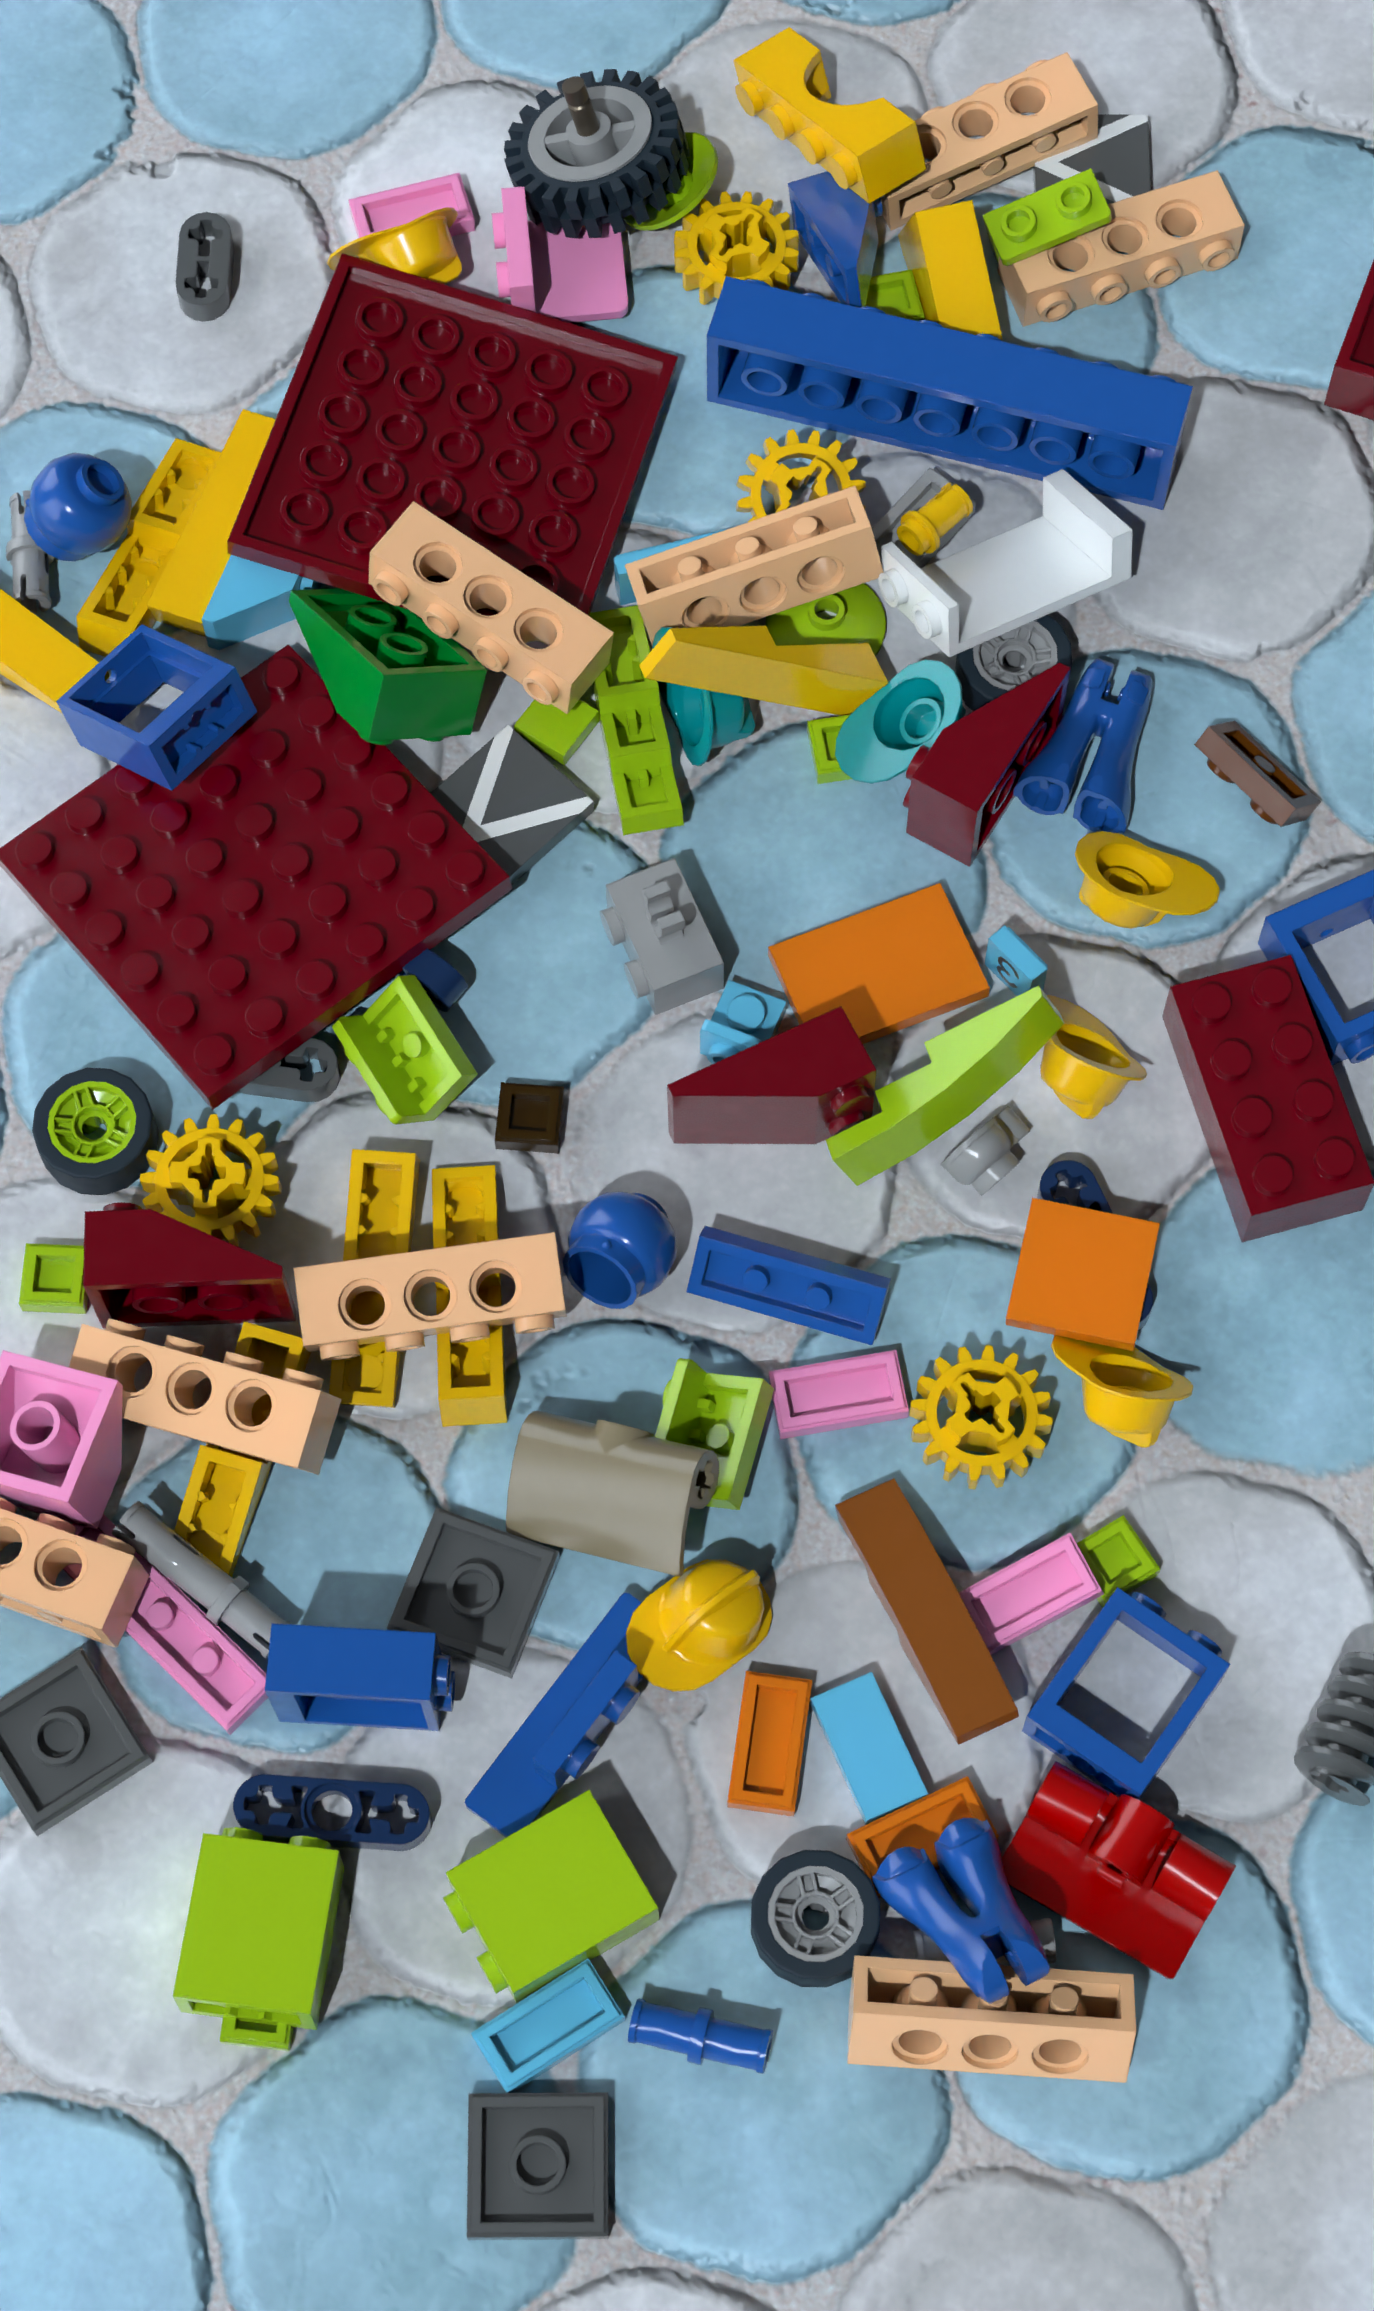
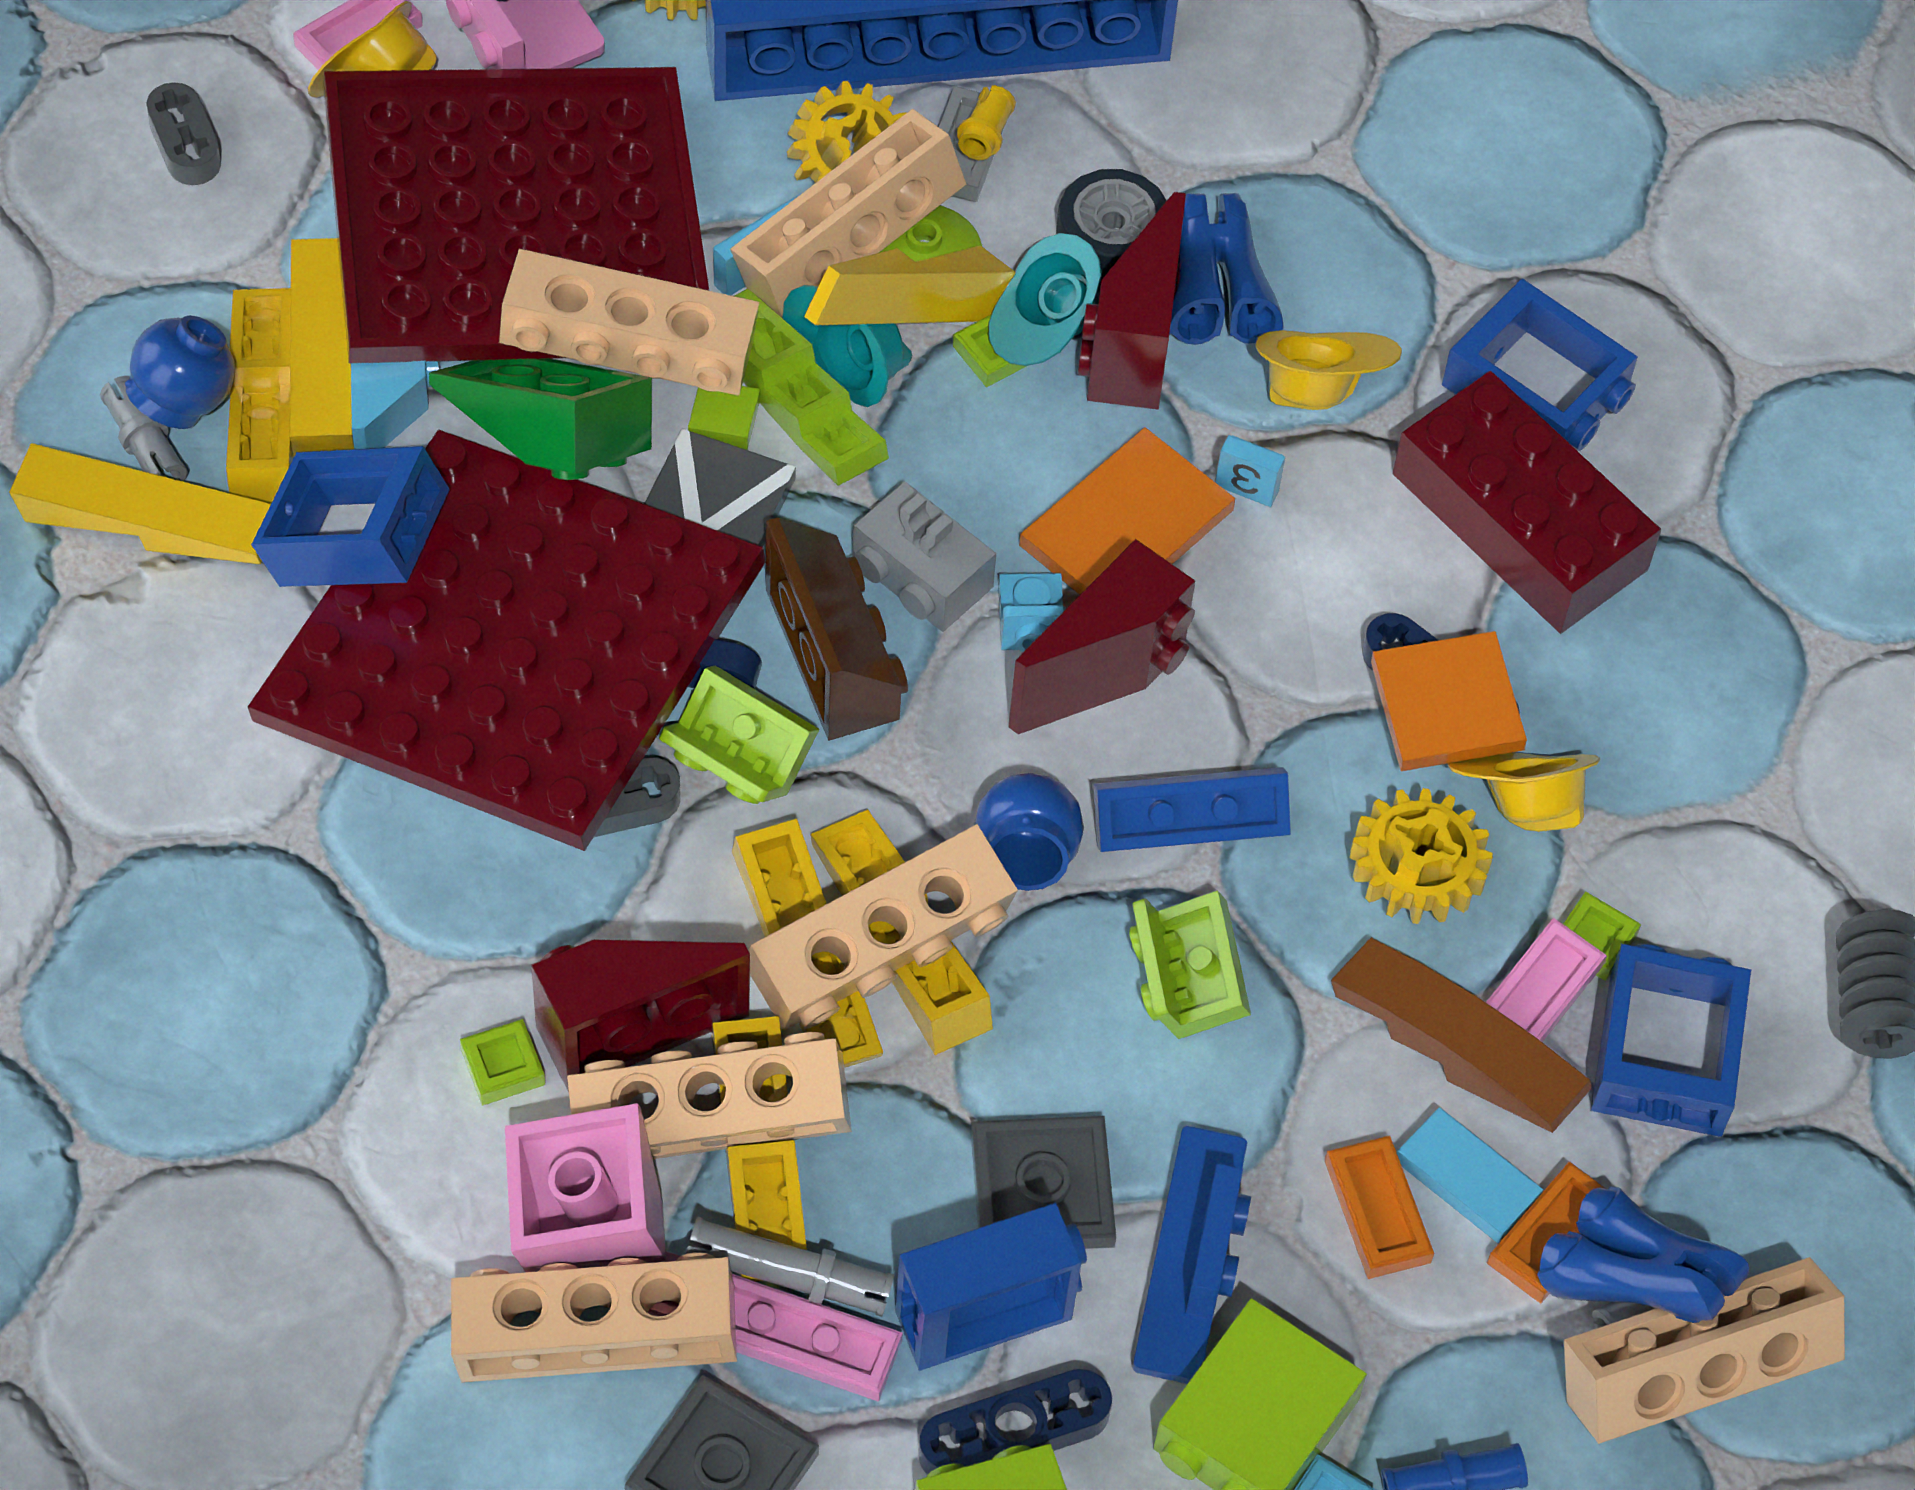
camera: 30 degrees left, 10 degrees down
(80, 1105) = (471, 884): wheel -> none
(190, 1164) = (627, 894): yellow gear -> none
(529, 1118) = (877, 758): dark brown tile -> none
(541, 977) = (832, 629): none -> reddish brown slope
(607, 1490) = (1129, 1039): dark tan panel -> none
(698, 1625) = (1267, 1123): yellow piece -> none
(823, 1883) = (1485, 1306): wheel -> none
(838, 1394) = (1284, 888): bright pink tile -> none
(963, 1073) = (1262, 565): lime slope -> none
(987, 1153) = (1307, 637): light grey piece -> none
(1015, 575) = (1084, 146): white panel -> none
(1086, 1062) = (1350, 533): yellow piece -> none
(1115, 1869) = (1740, 1183): red panel -> none
(1243, 761) = (1348, 236): plate -> none

